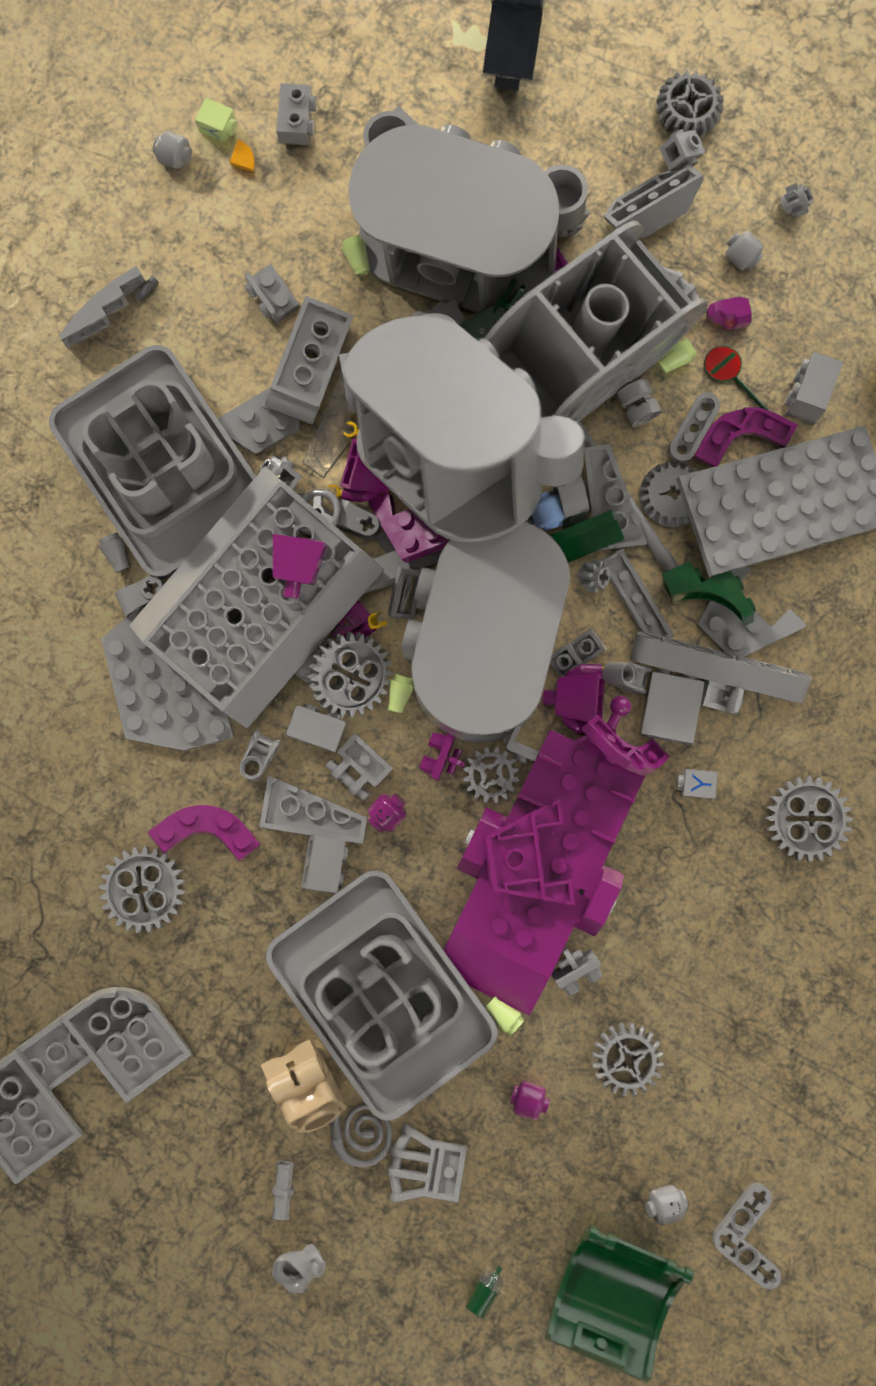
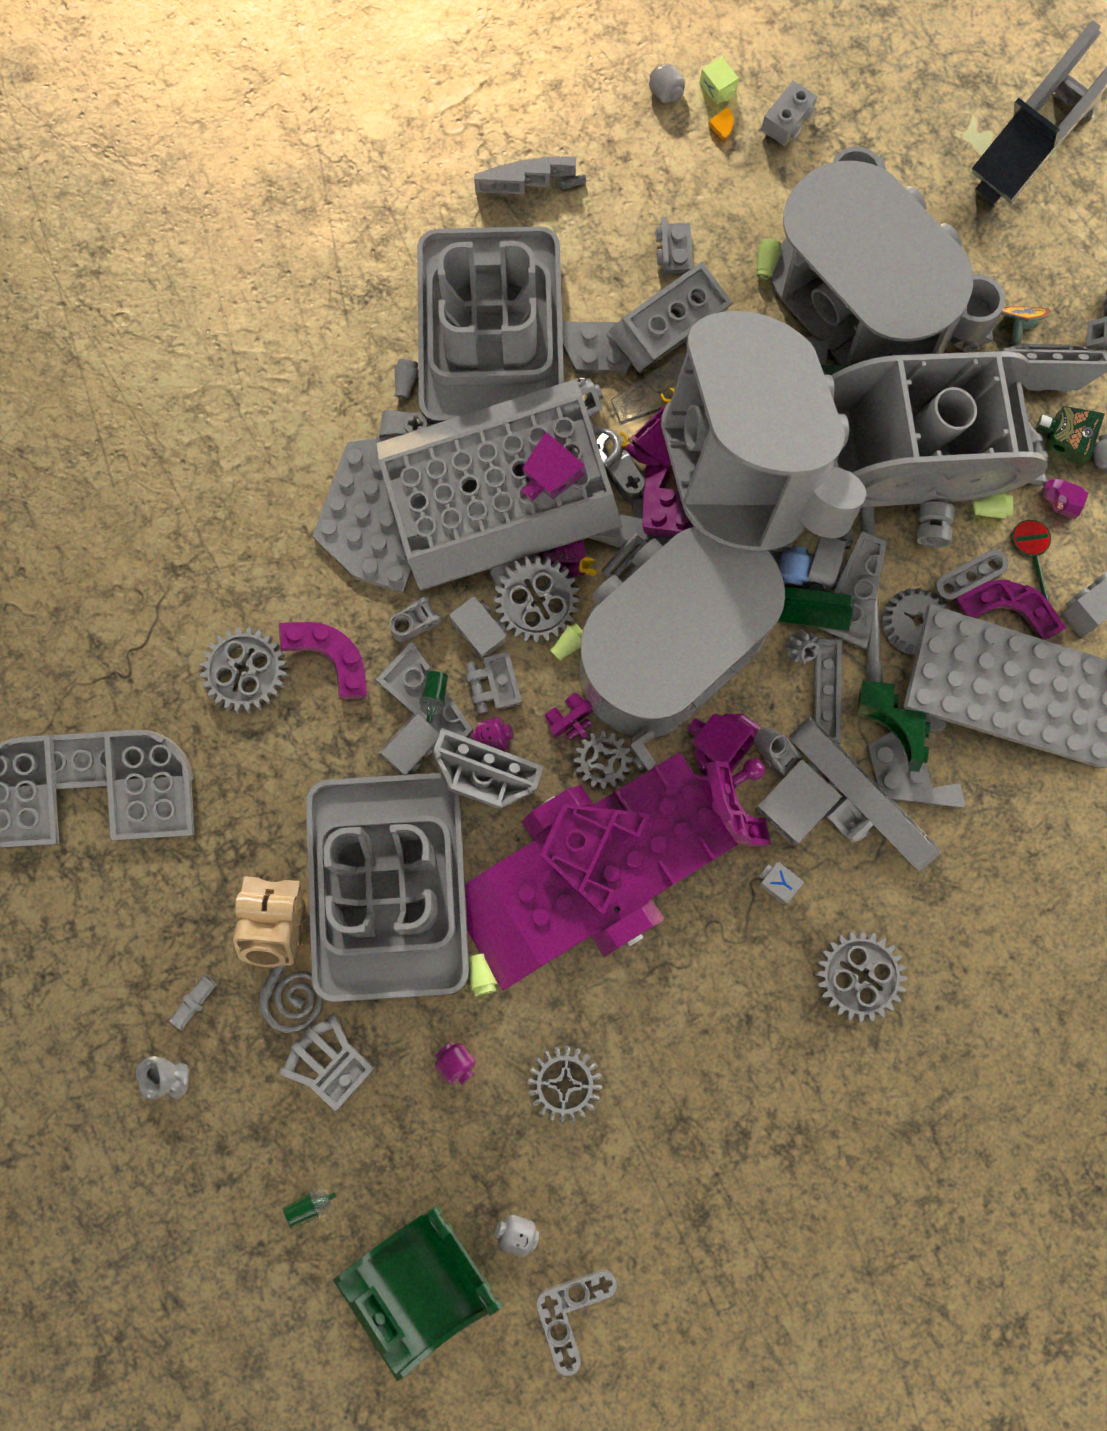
camera: 30 degrees right, 5 degrees down
(317, 810) = (433, 695): none -> dark green piece
(400, 848) = (484, 771): none -> light grey wedge
(574, 967) = (571, 972): light grey hips -> none
(577, 652) = (752, 704): light grey slope -> none
(604, 175) = (1024, 319): none -> shield
(703, 253) = (1072, 433): none -> torso

